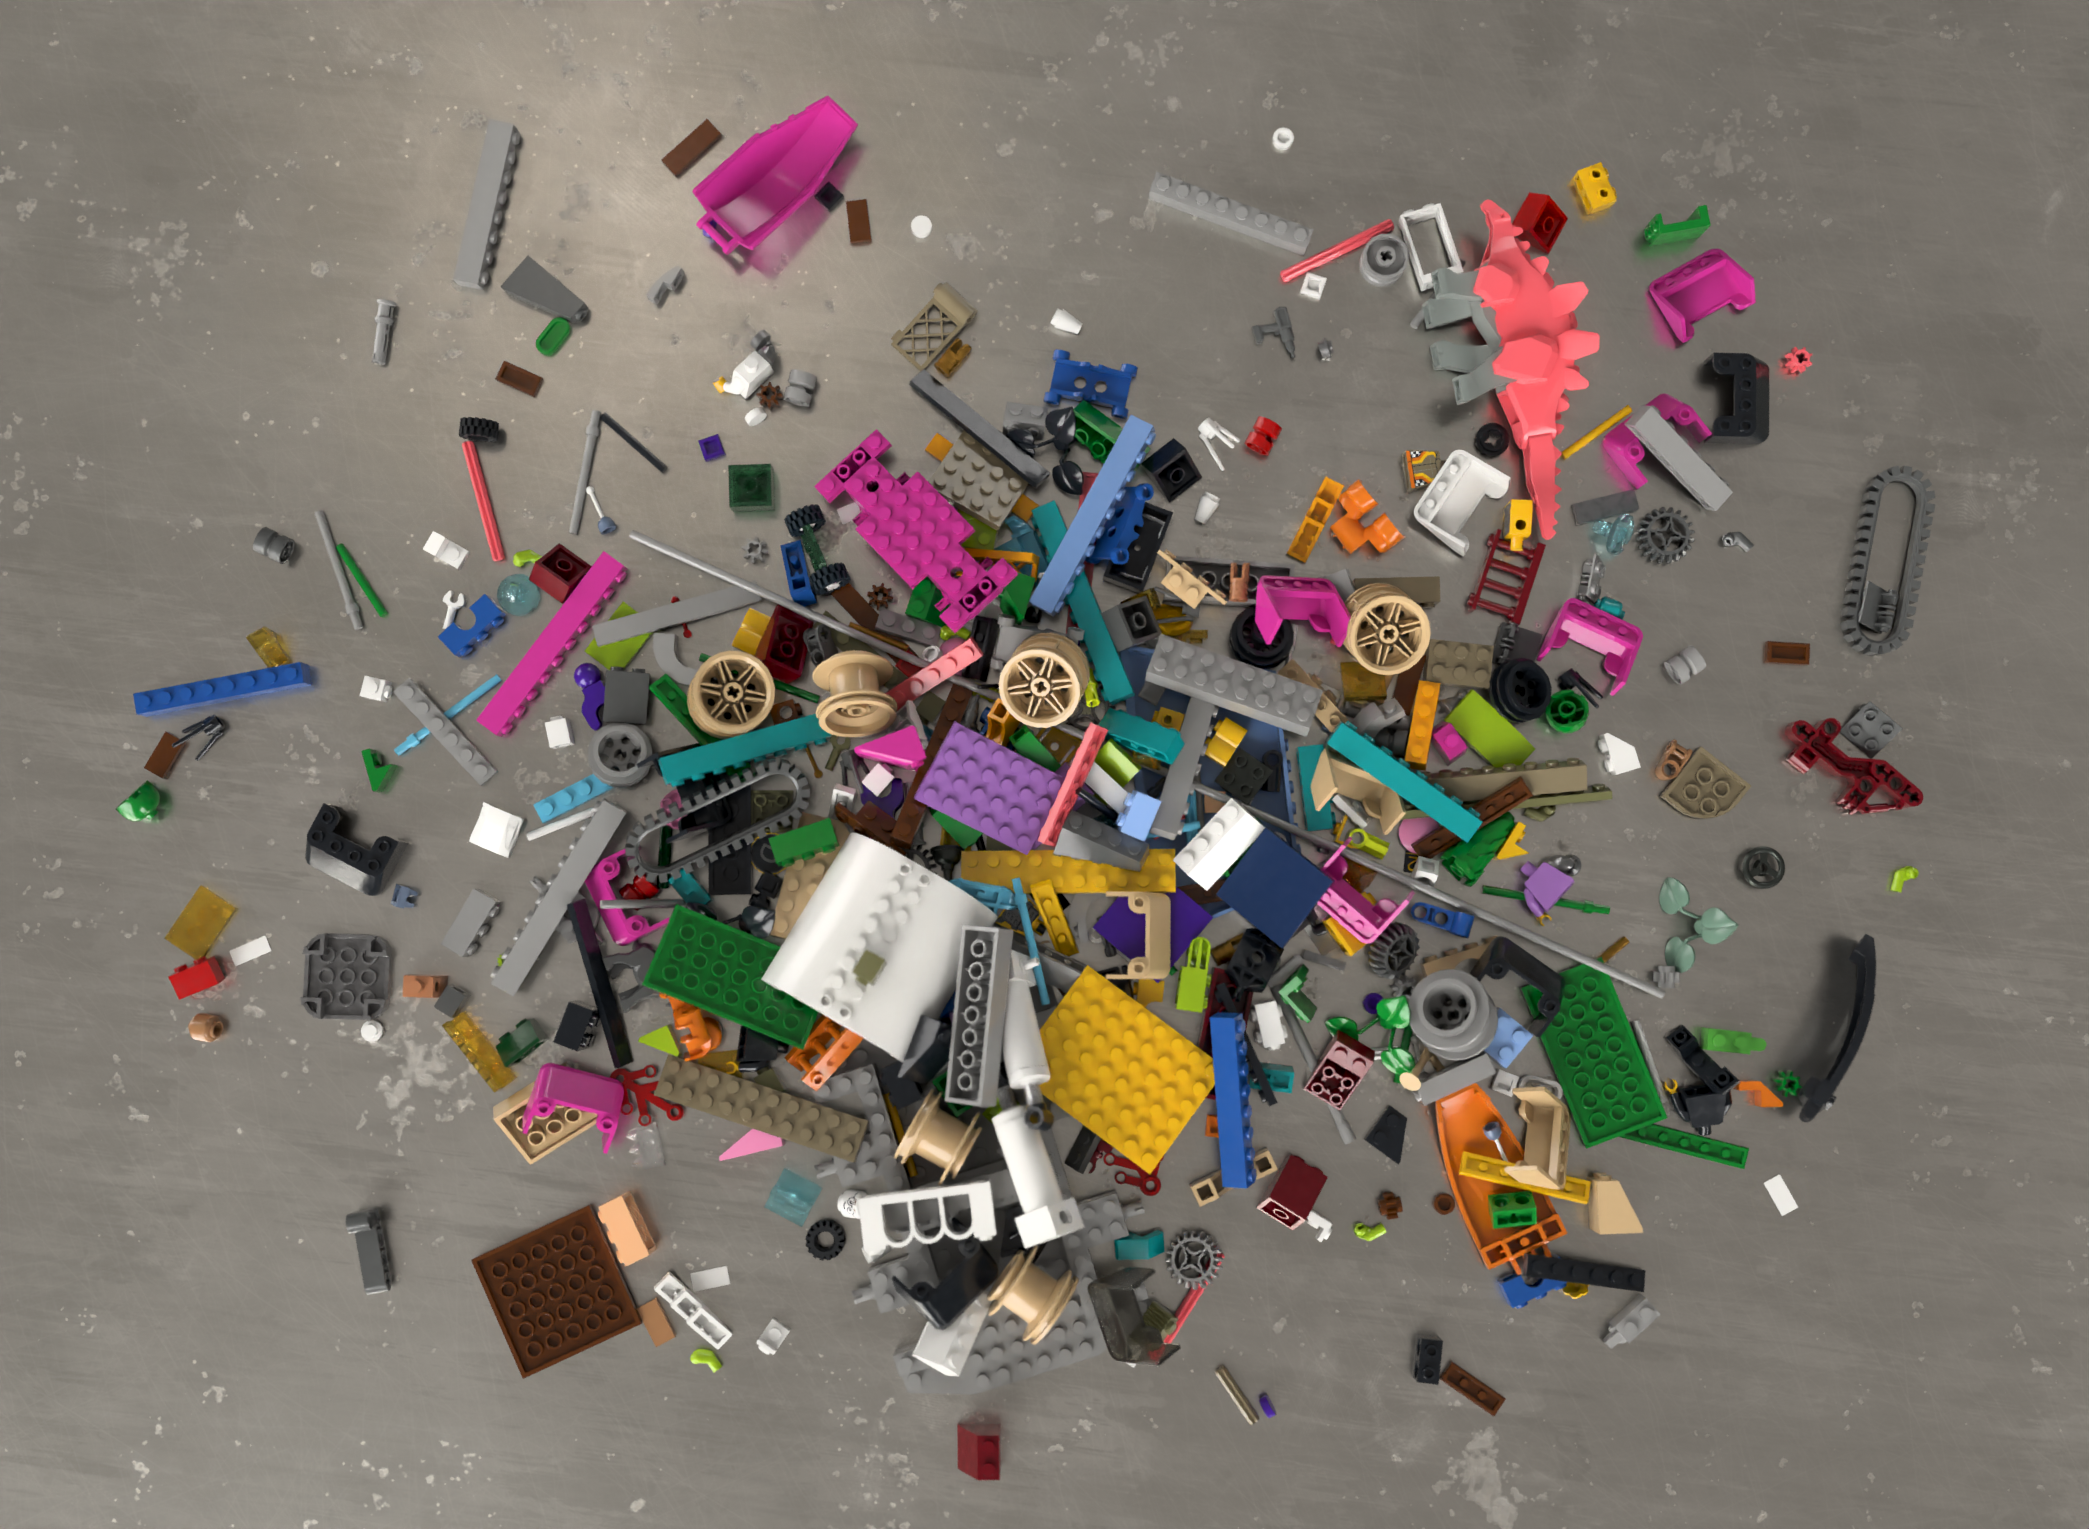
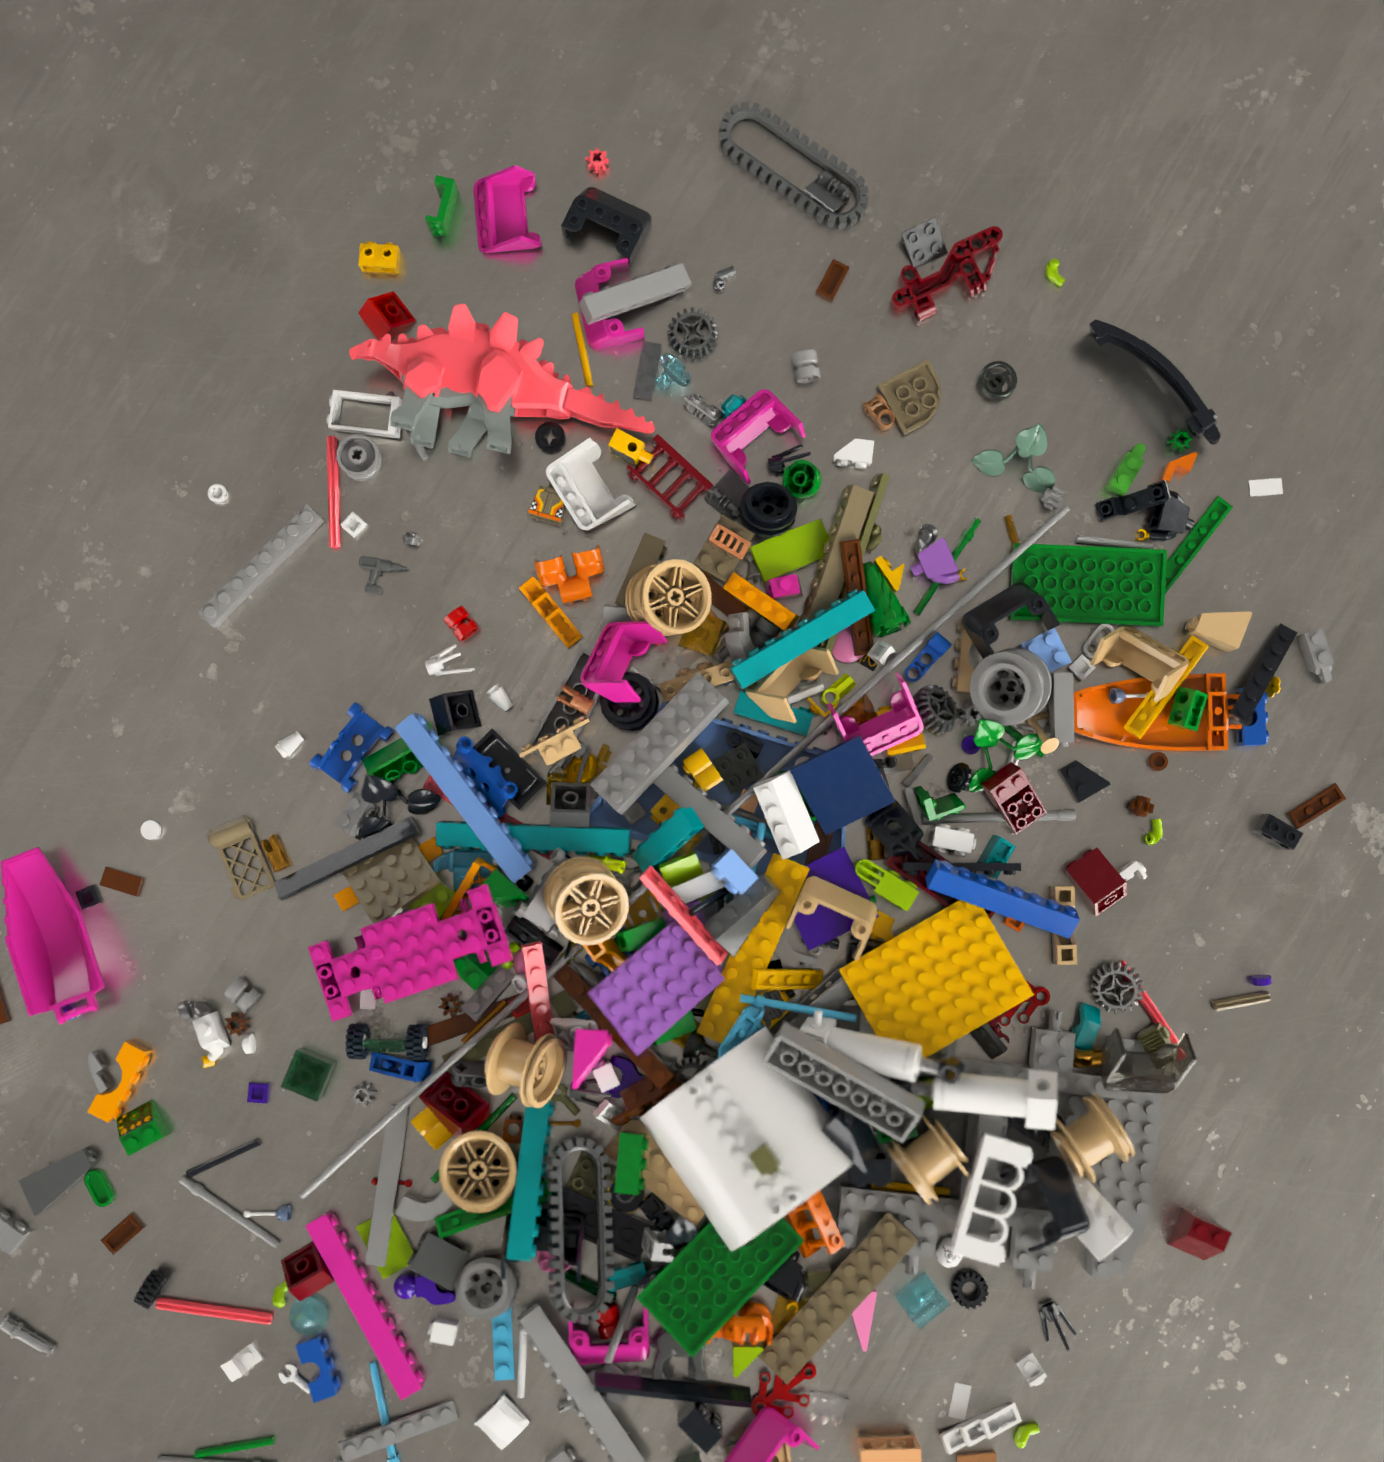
camera: 75 degrees left, 0 degrees up
(628, 349) = (140, 1127): none -> green slope
(690, 310) = (131, 1059): none -> light orange arch
(731, 903) = (655, 1248): none -> light grey hinge
(837, 1333) = (1051, 1312): none -> black plant
(1110, 1262) = (1088, 1058): none -> pearl gold hinge
(1327, 1005) = (953, 781): none -> black gear
(1477, 665) = (726, 532): none -> nougat slope

